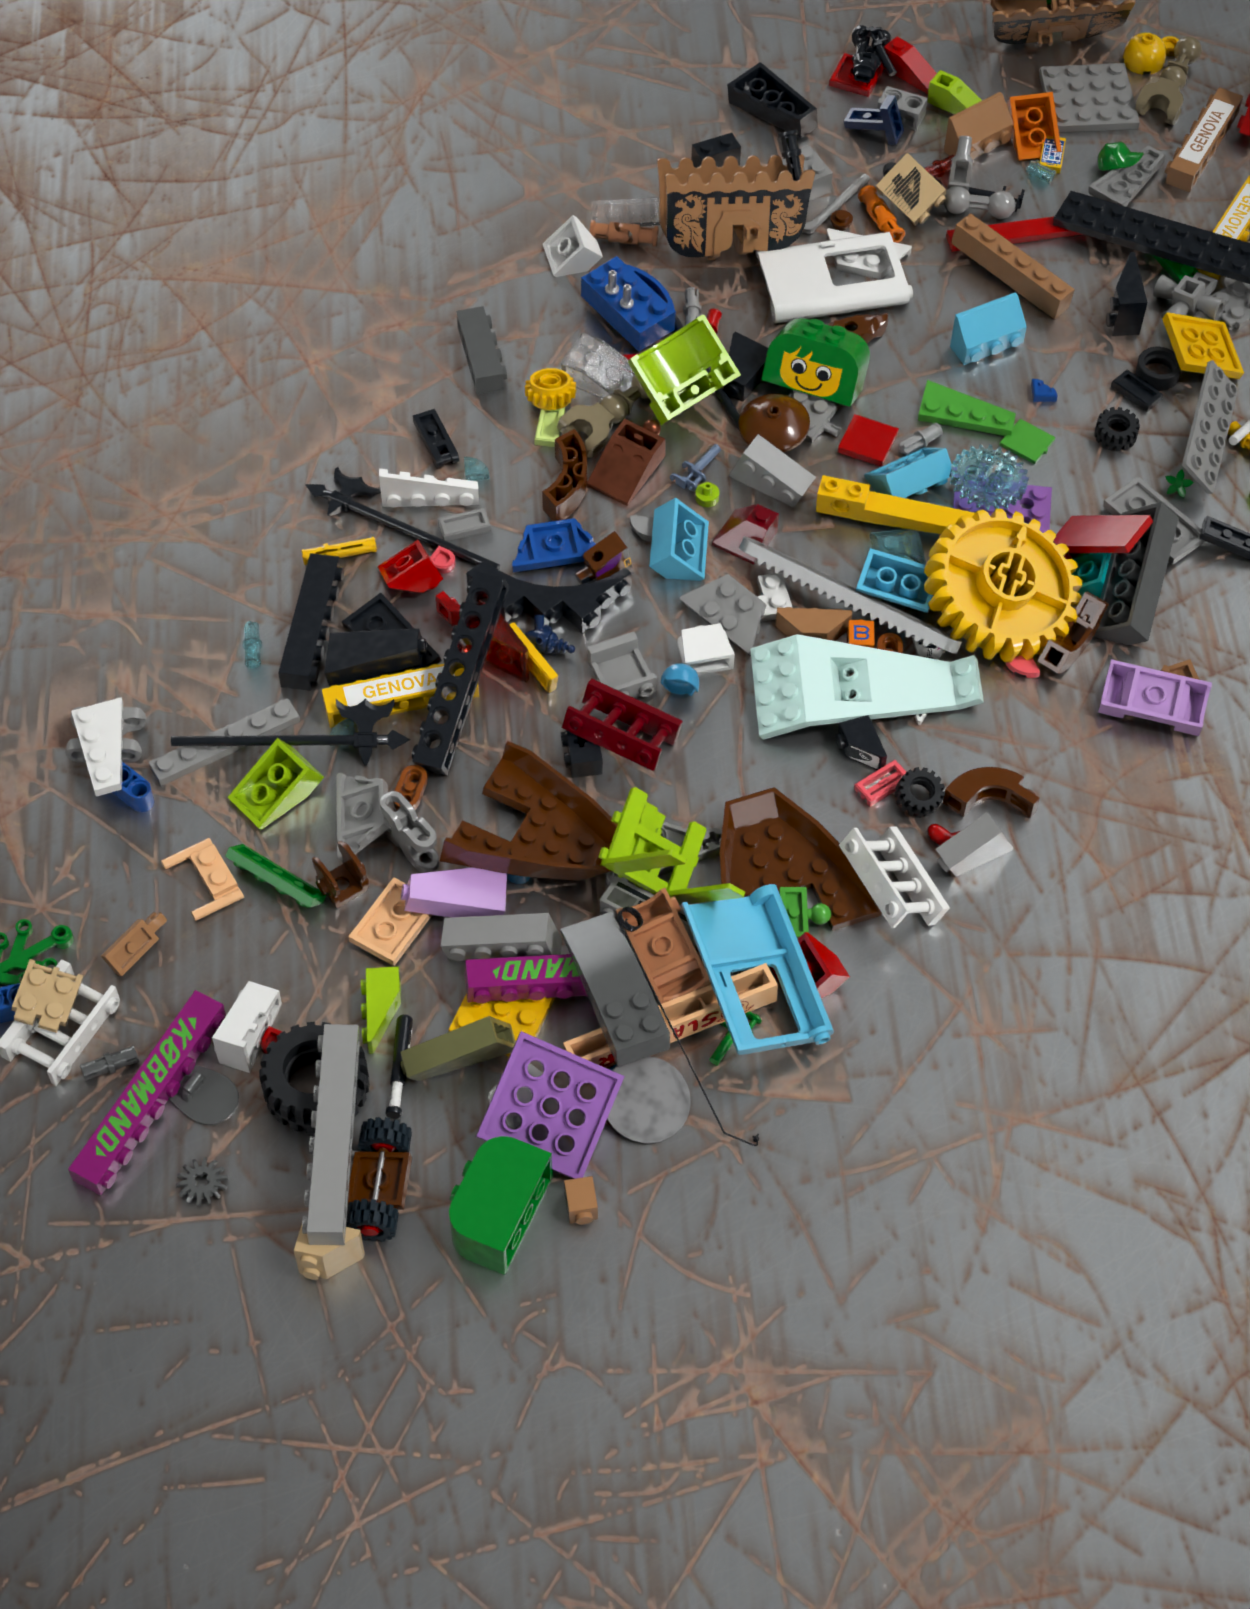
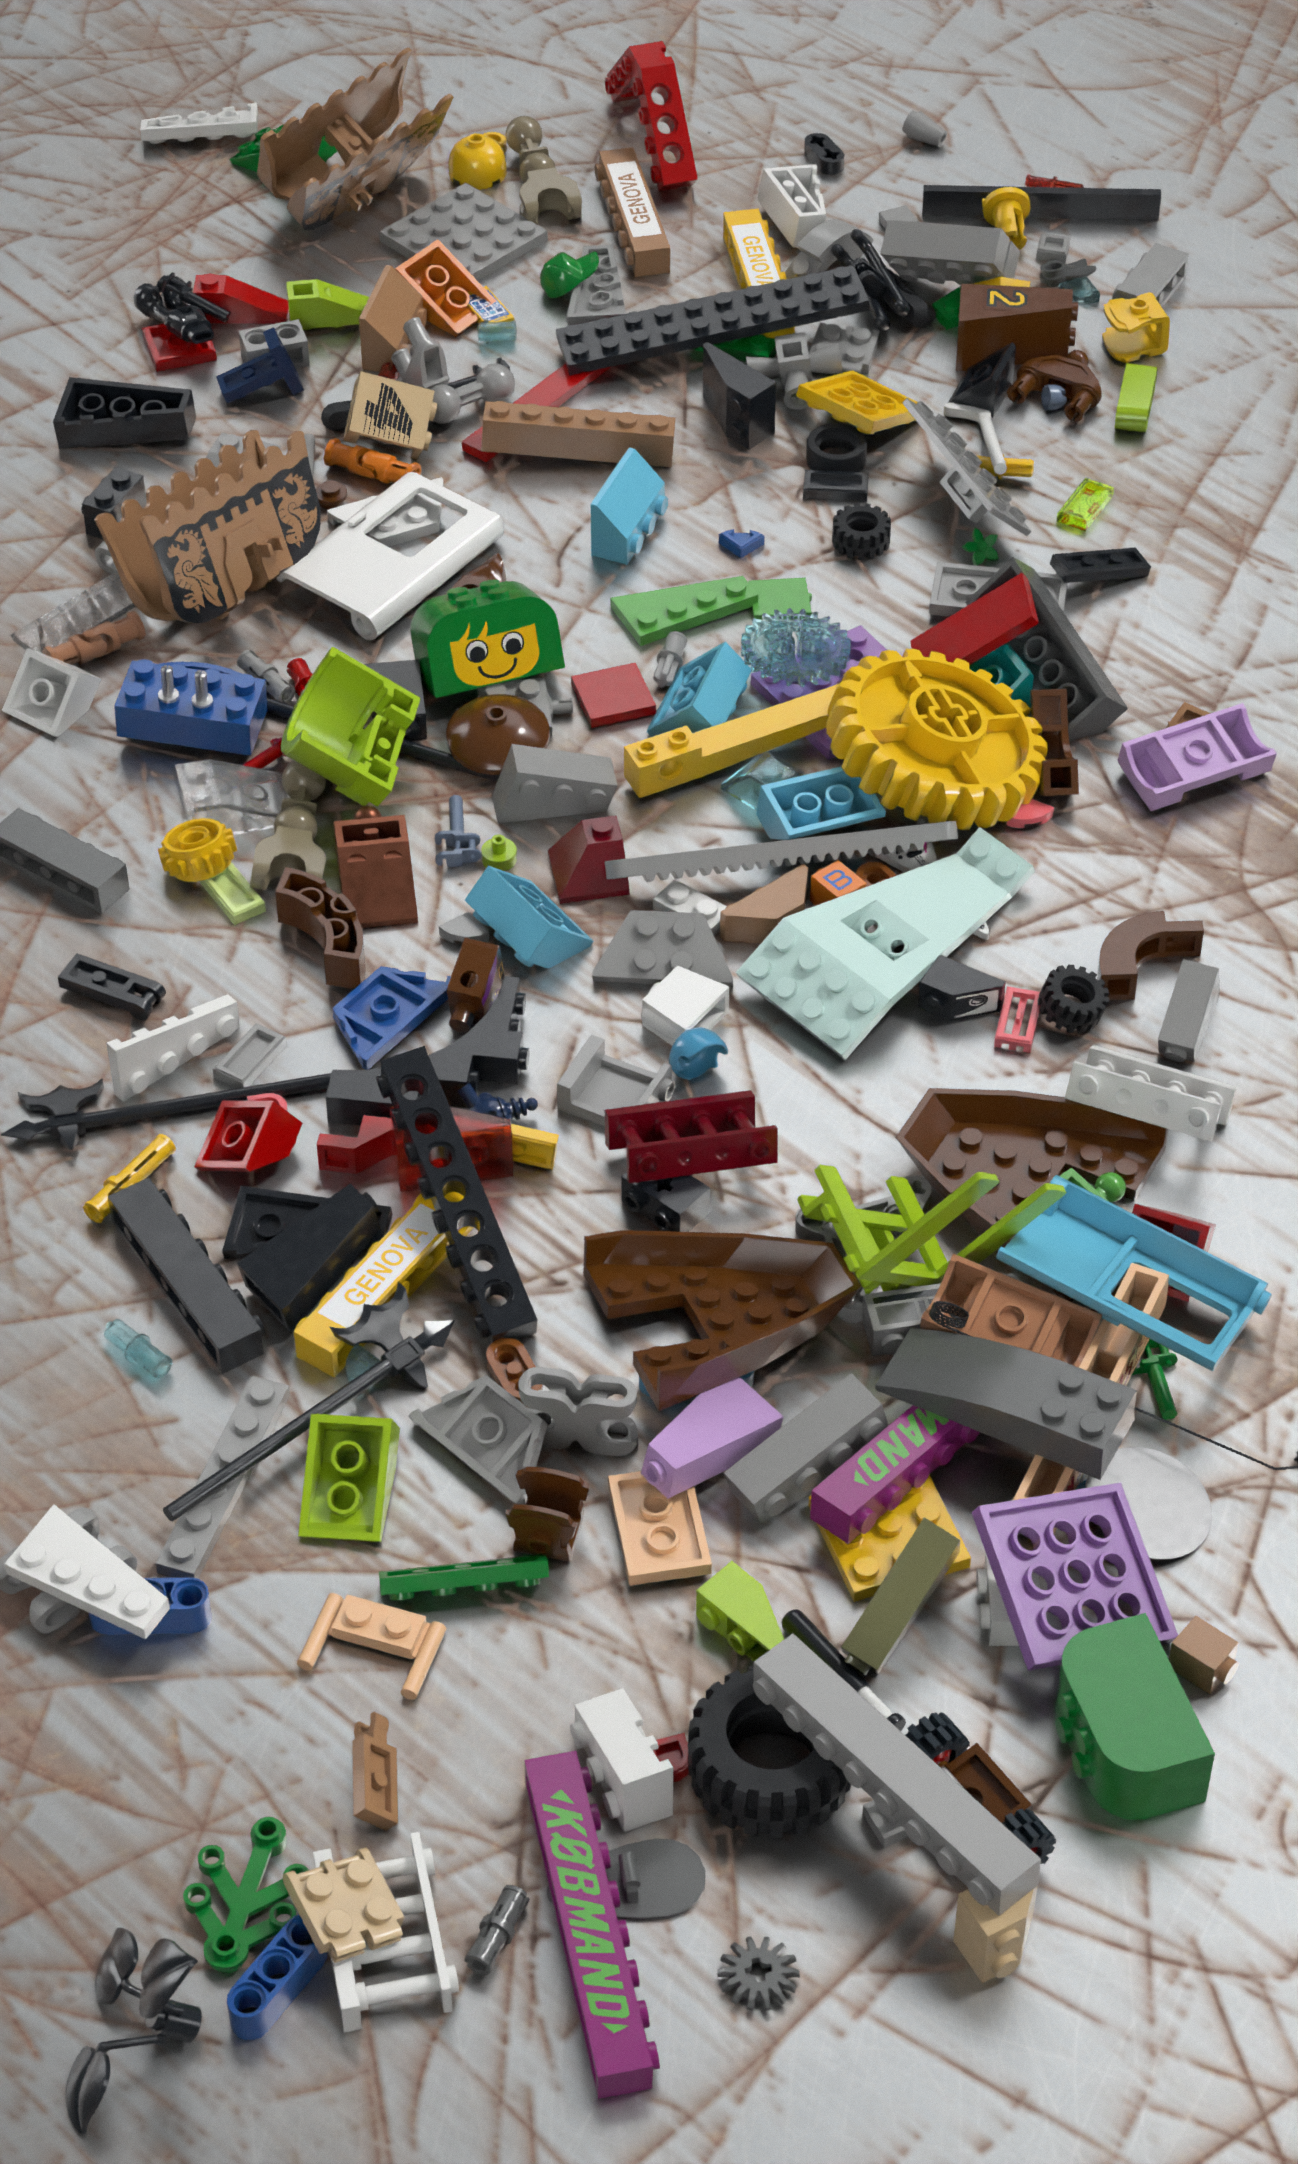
camera: 40 degrees left, 10 degrees down
(475, 469) = (196, 990): clear light blue tile -> none
(791, 153) = (242, 430): black pin -> none
(939, 834) = (1142, 1029): red arm -> none

